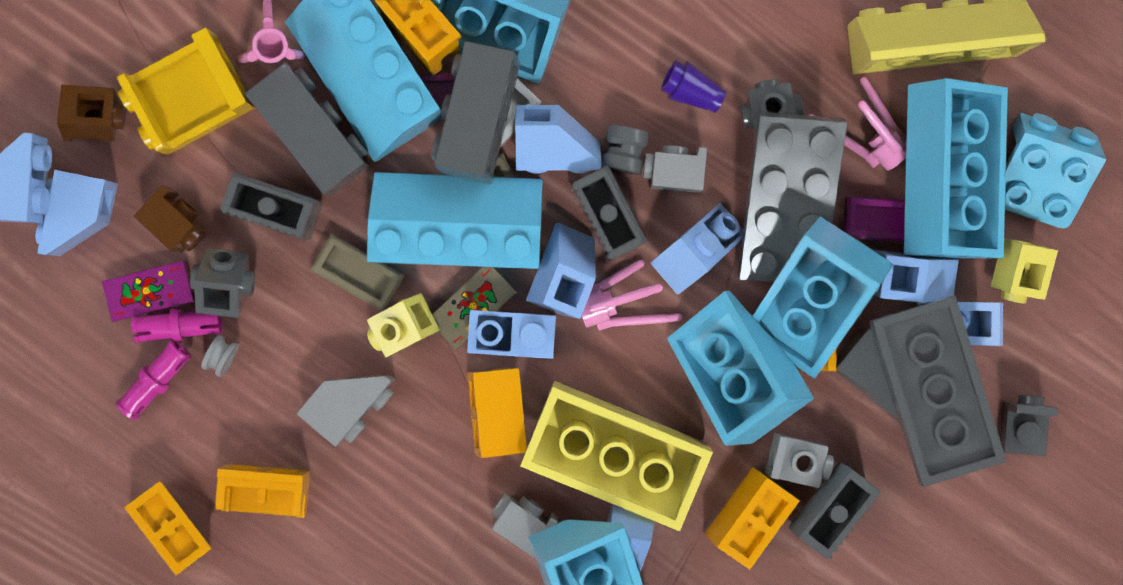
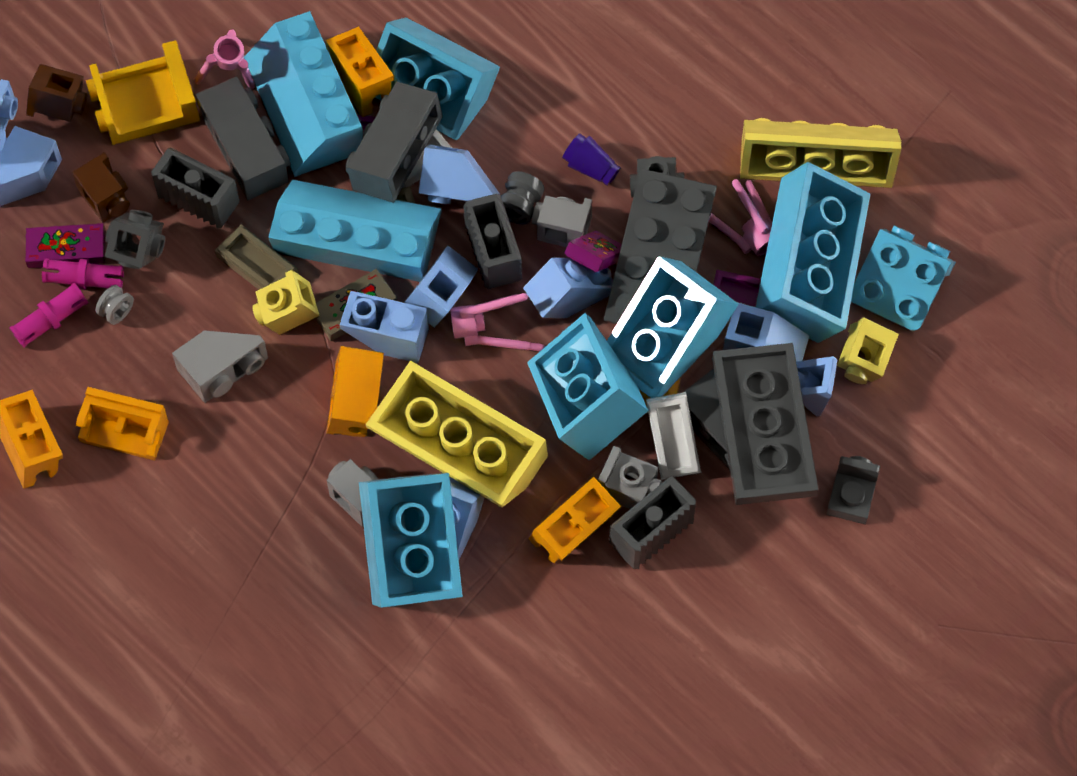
camera: 15 degrees right, 25 degrees down
(721, 208) = (594, 251): none -> magenta tile
(838, 407) = (673, 435): none -> white tile

